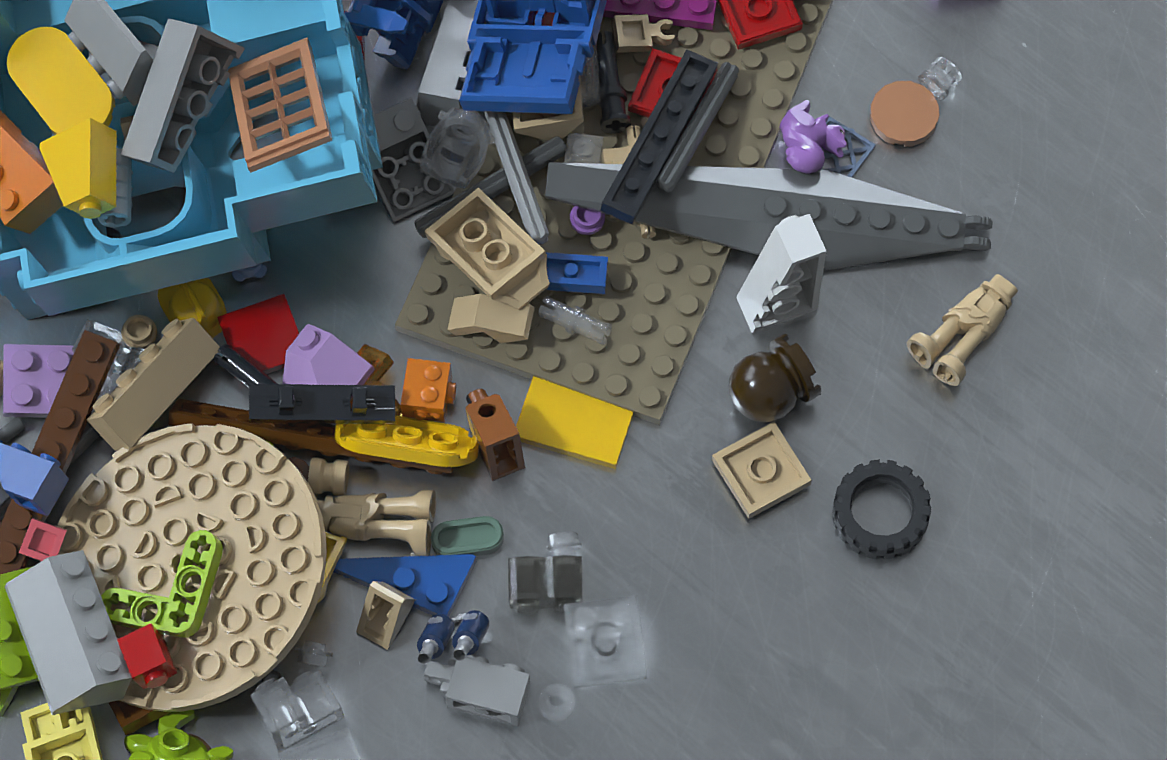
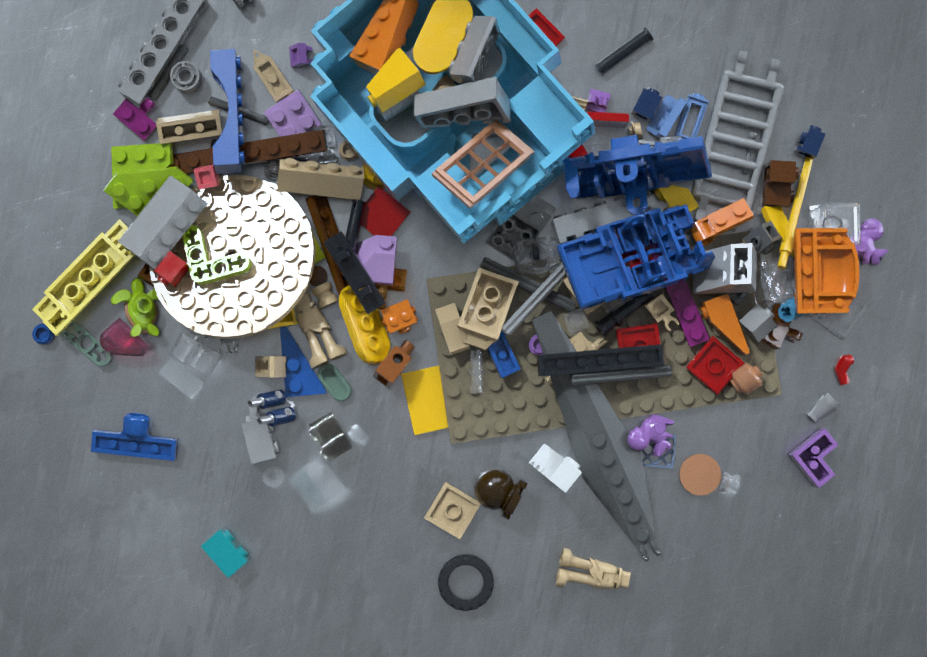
camera: 55 degrees right, 20 degrees up
(96, 450) = (271, 170): none -> clear plate

